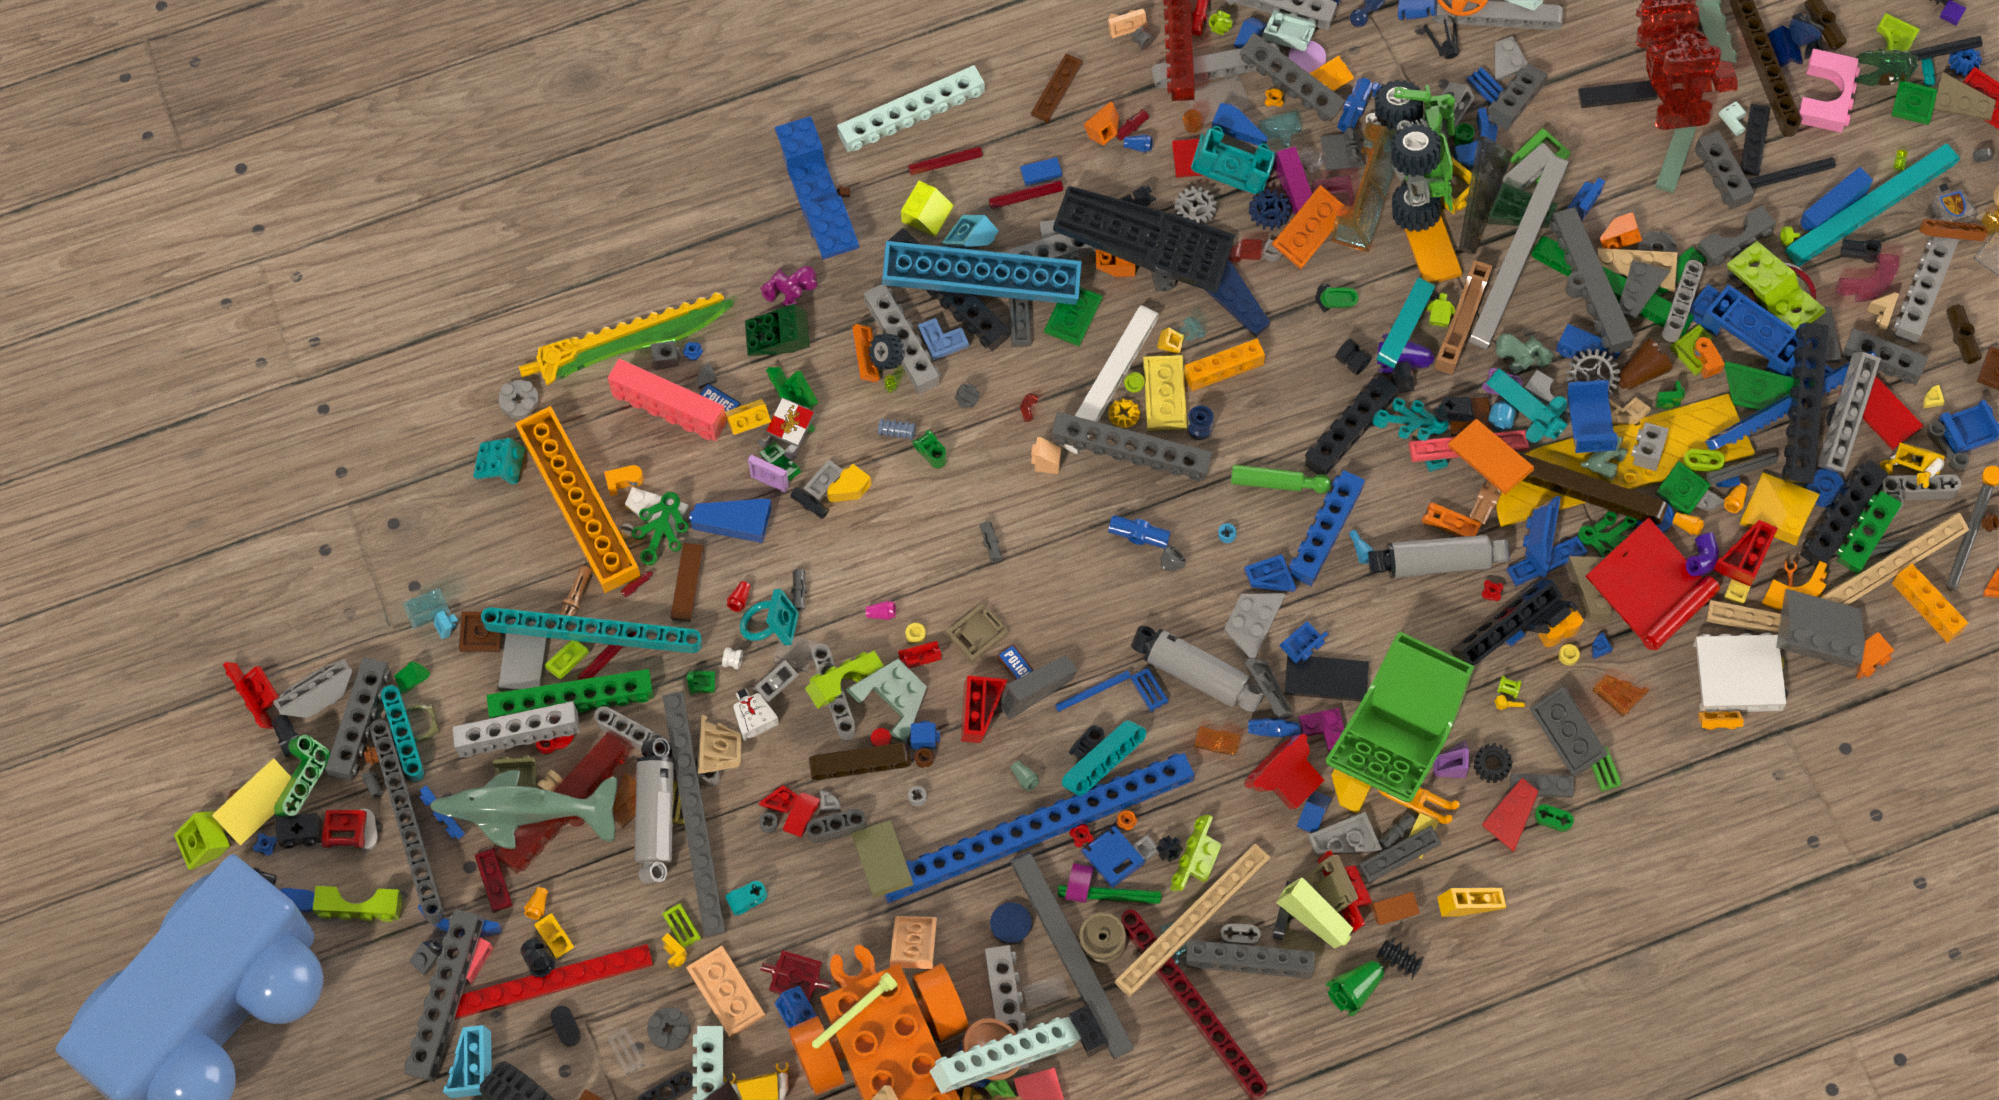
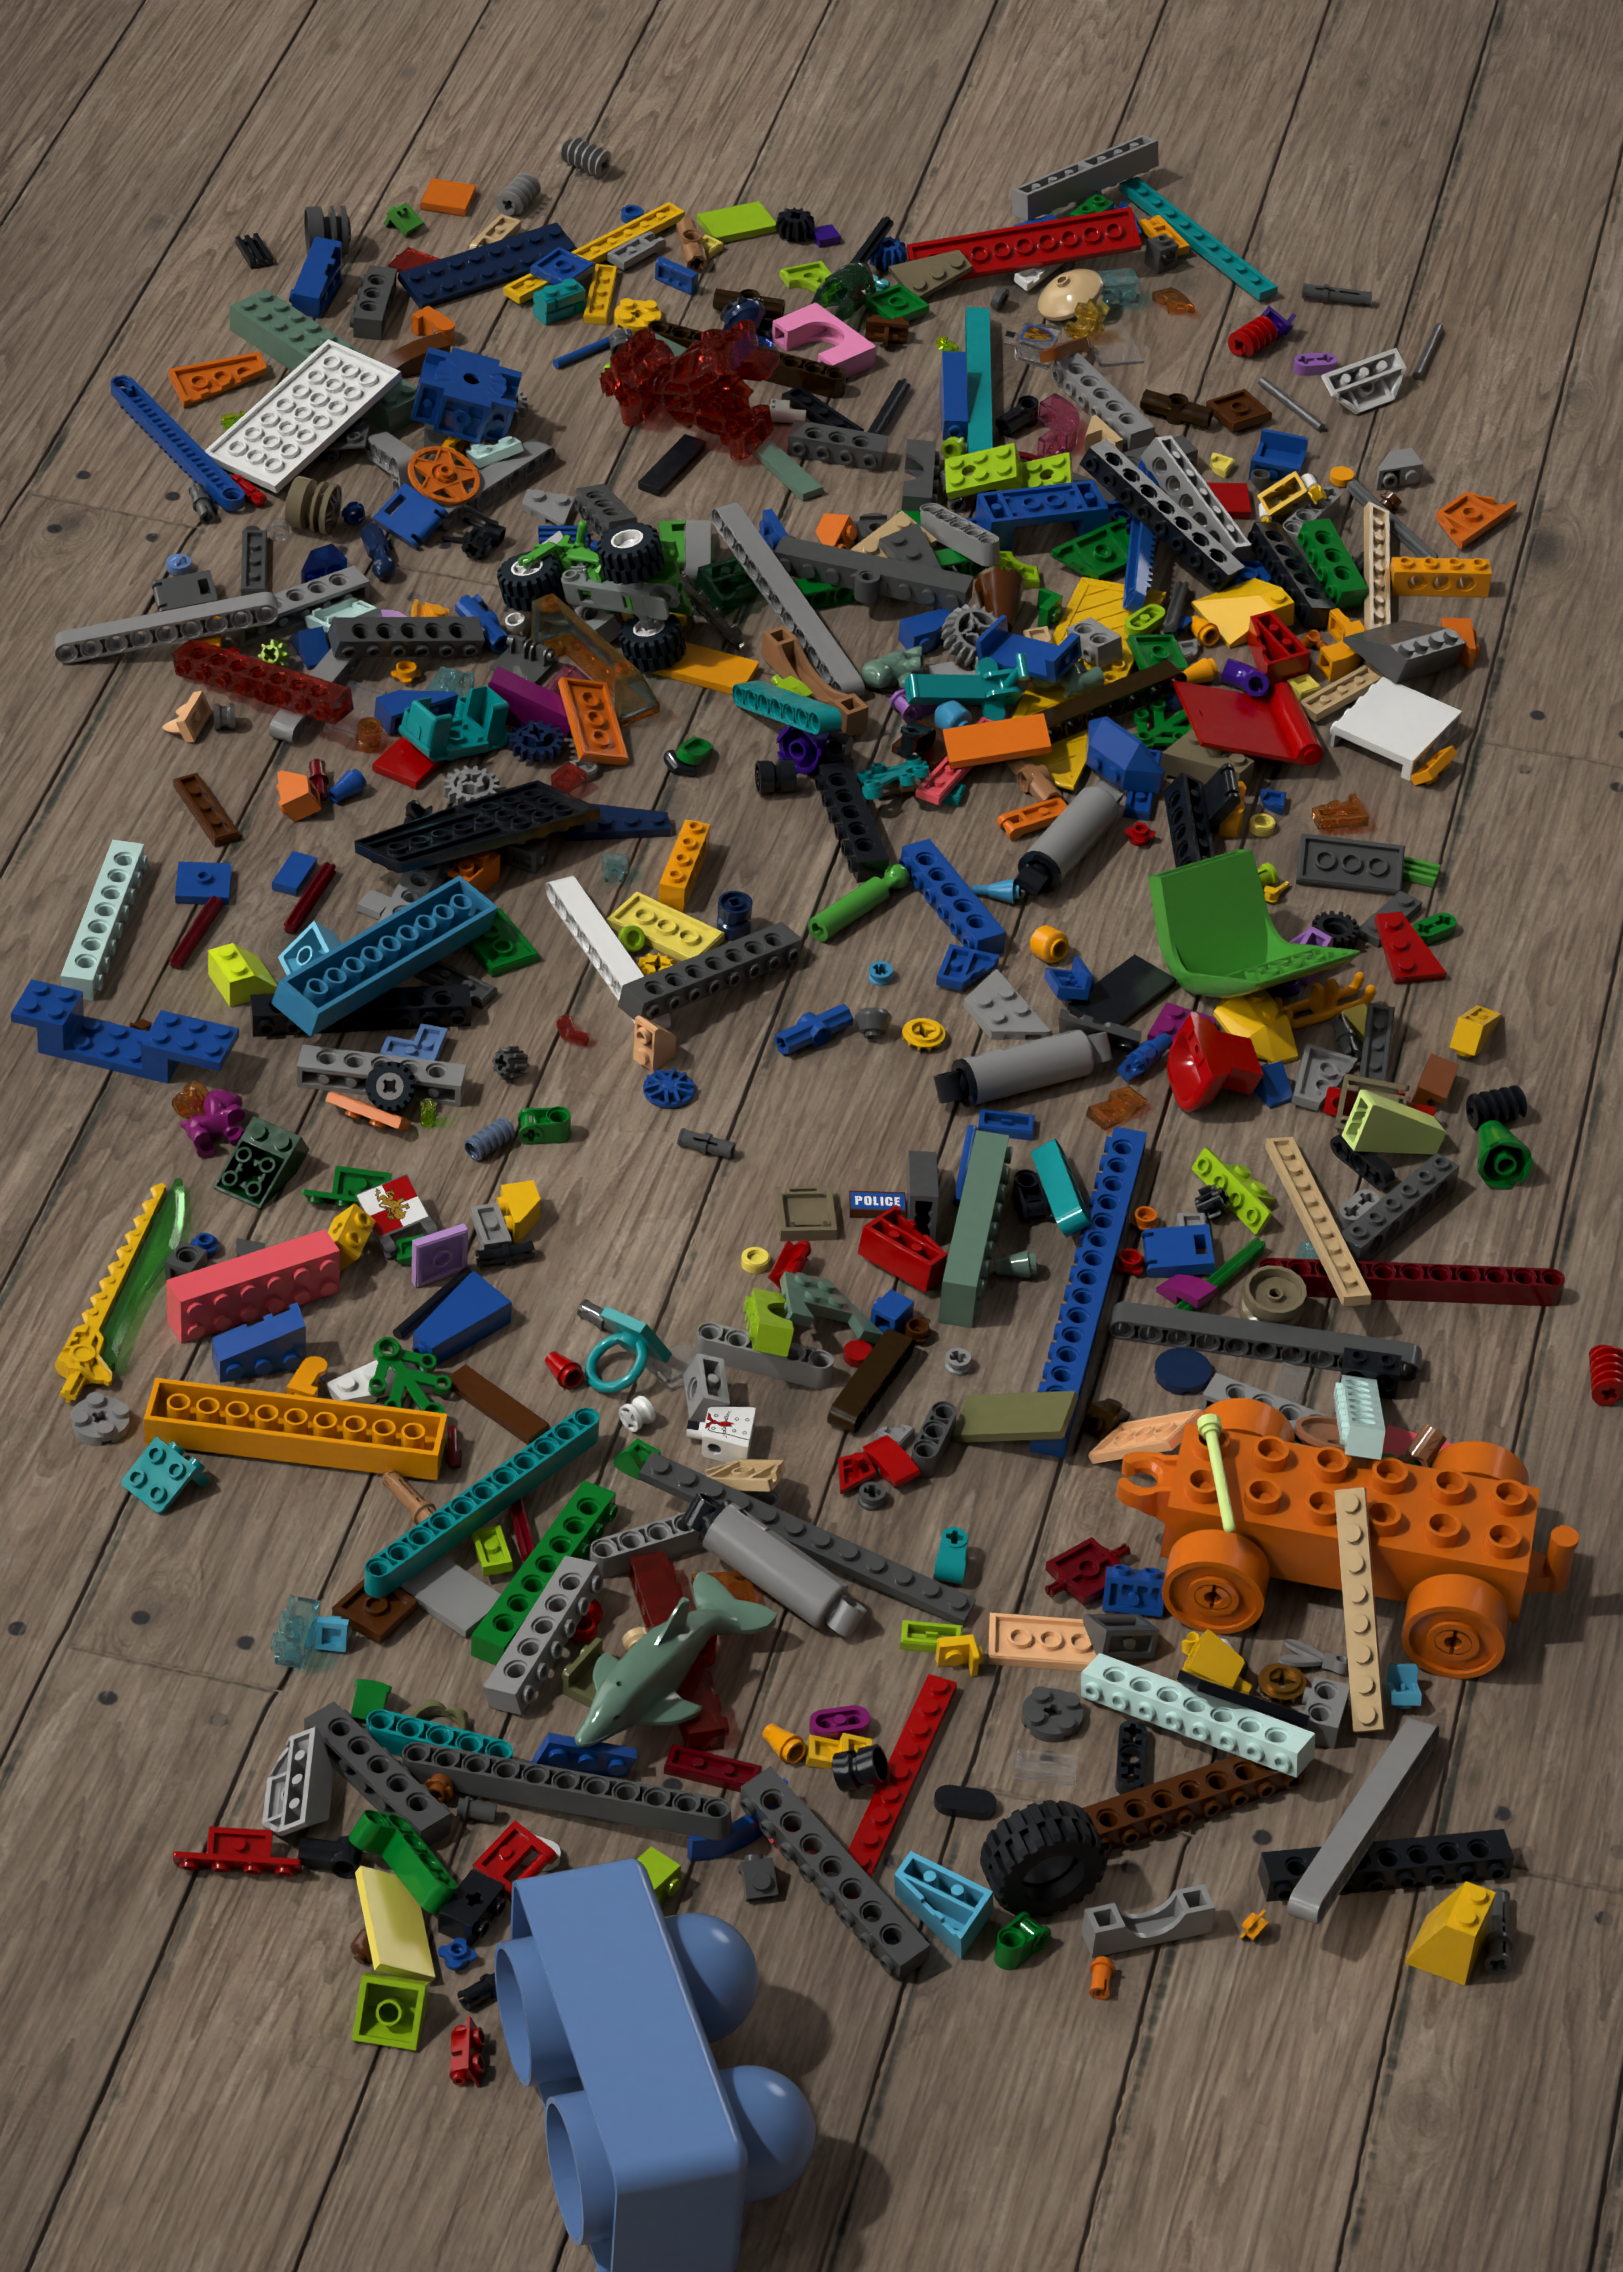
camera: 60 degrees left, 25 degrees down
(574, 923) = (835, 1721): none -> magenta plate
(627, 438) = (263, 1348): none -> blue wedge
(741, 493) = (433, 1302): none -> black bar
(748, 1035) = (1121, 1635): none -> dark grey tile
(798, 259) = (189, 1101): none -> clear orange wheel
(882, 610) = (702, 1267): dark pink cone -> none
(933, 905) = (1103, 1416): none -> dark brown bracket
(991, 133) = (201, 880): none -> blue plate
(1024, 490) = (668, 1088): none -> blue wheel
(1026, 734) = (975, 1229): none -> sand green brick
(1170, 340) = (606, 893): yellow slope -> none
(1189, 584) = (932, 1030): none -> yellow gear
(1332, 608) = (1049, 944): none -> light orange head
(1428, 48) = (476, 543): none -> black gear
(1709, 357) = (1034, 559): orange leg -> none
(1876, 117) = (887, 330): none -> reddish brown hips

